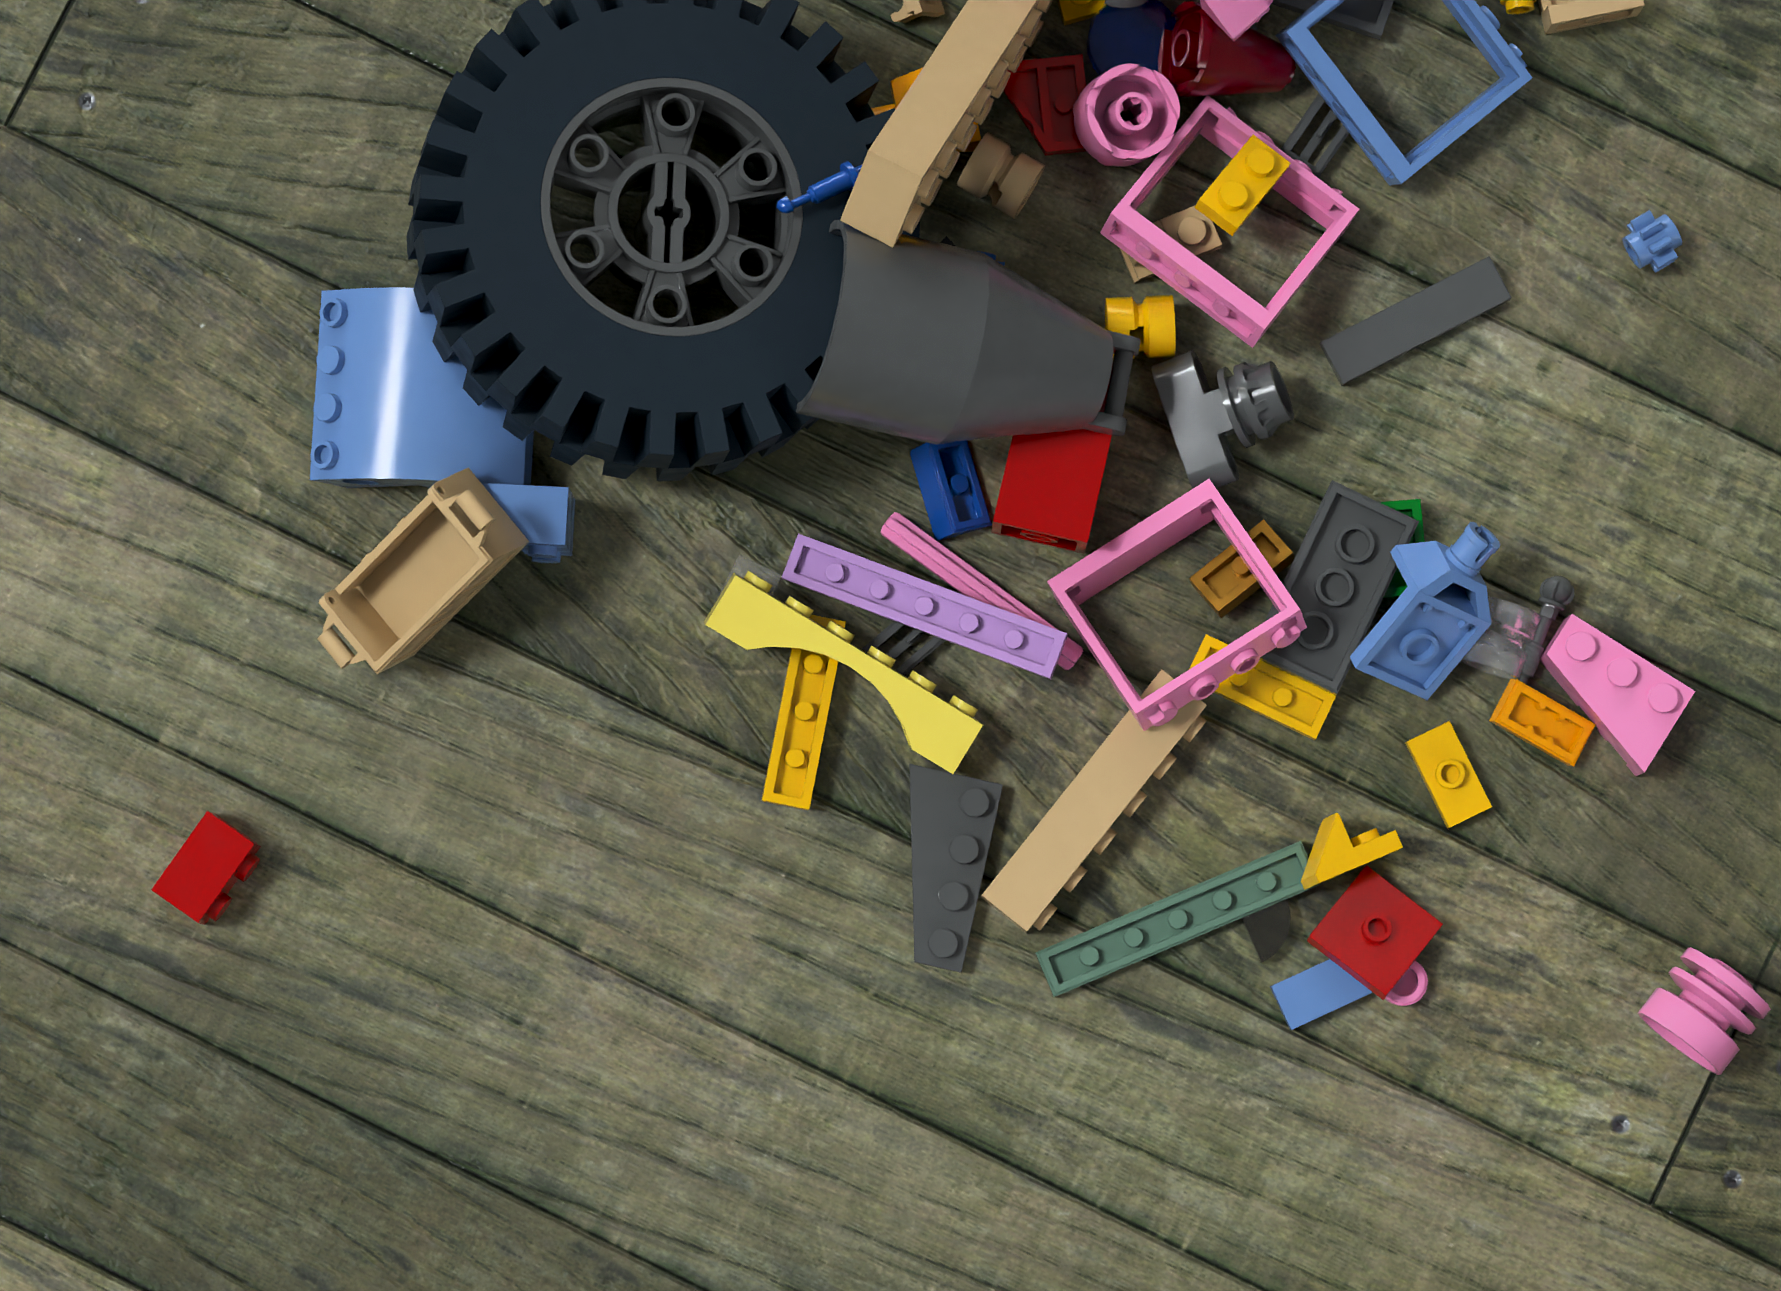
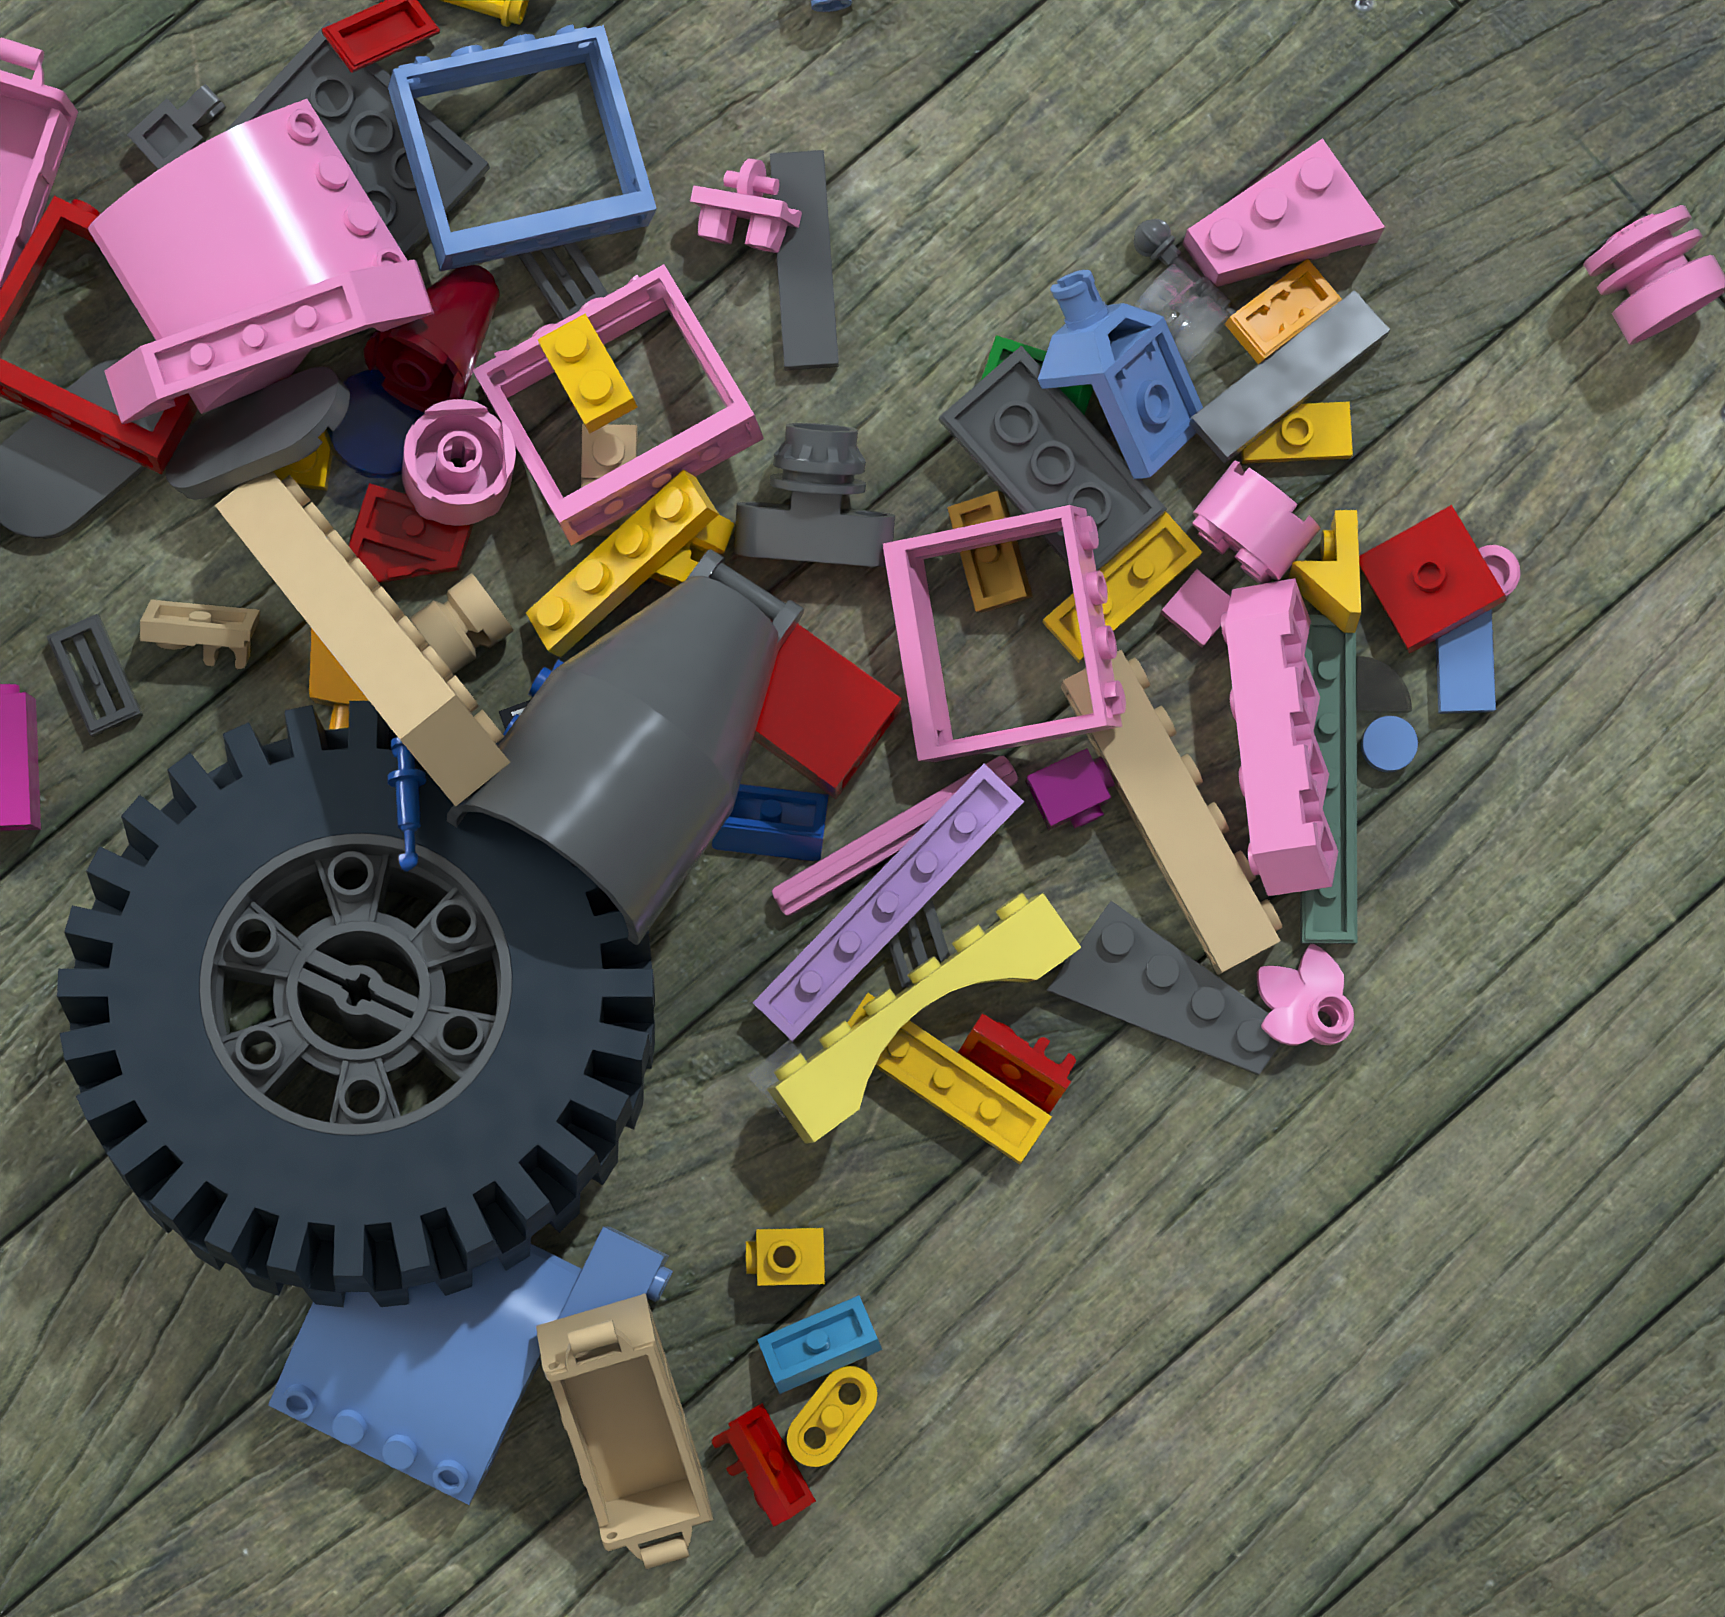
camera: 70 degrees left, 0 degrees up
(440, 701) = (769, 1465): none -> red plate
(499, 736) = (832, 1415): none -> yellow plate
(551, 702) = (819, 1344): none -> dark azure plate
(609, 647) = (787, 1256): none -> yellow brick
(839, 757) = (1016, 1064): none -> red plate
(991, 968) = (1298, 997): none -> bright pink plate
(1078, 715) = (1071, 790): none -> magenta brick
(1103, 279) = (622, 563): none -> yellow plate
(1176, 866) = (1279, 754): none -> bright pink brick
(1226, 956) = (1389, 744): none -> medium blue tile
(1270, 757) = (1197, 608): none -> bright pink tile
(1357, 768) = (1254, 522): none -> bright pink brick
(1433, 275) = (767, 216): none -> bright pink hips
(1490, 749) = (1289, 377): none -> tile

